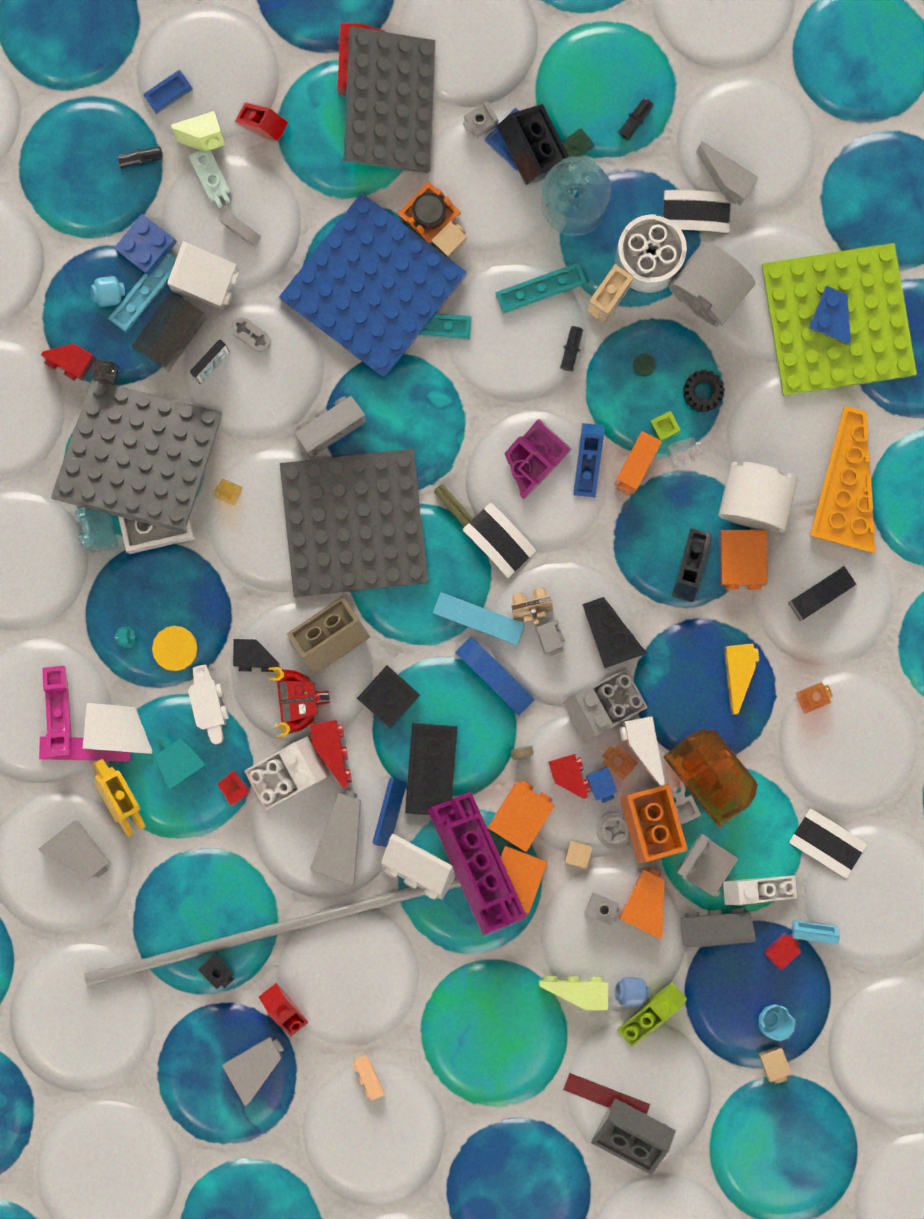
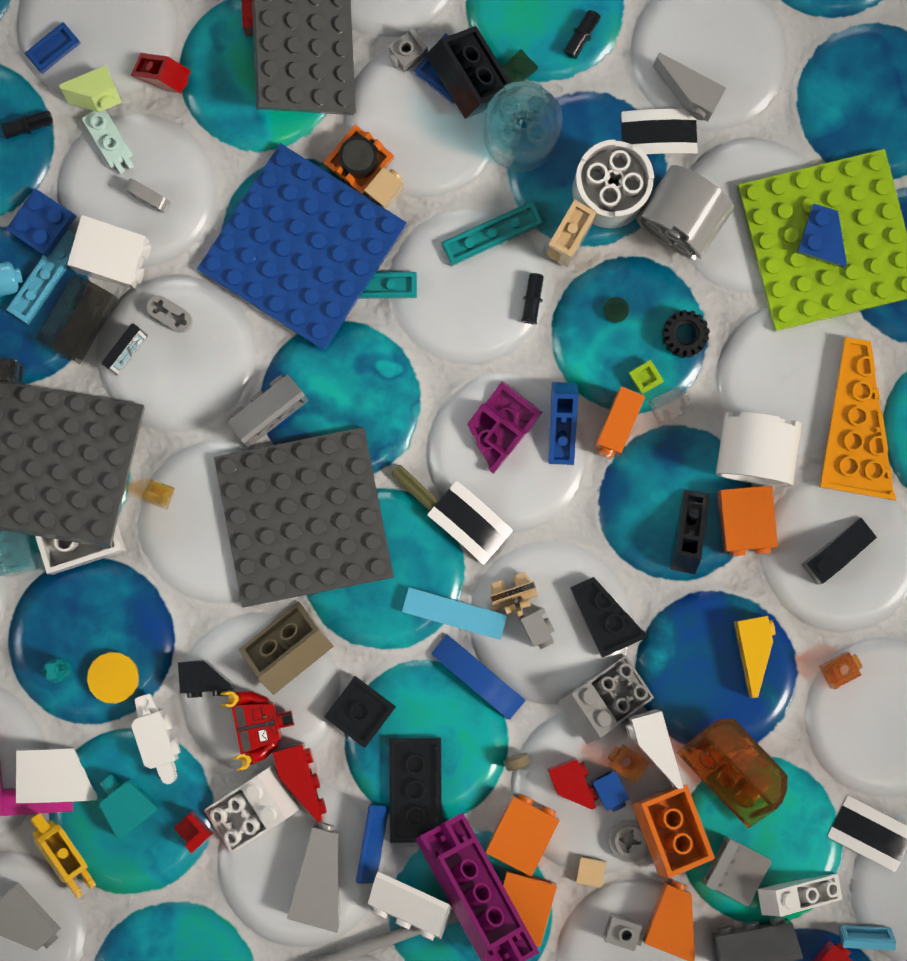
camera: 10 degrees left, 0 degrees up
(685, 806) = (707, 806): light grey plate -> none

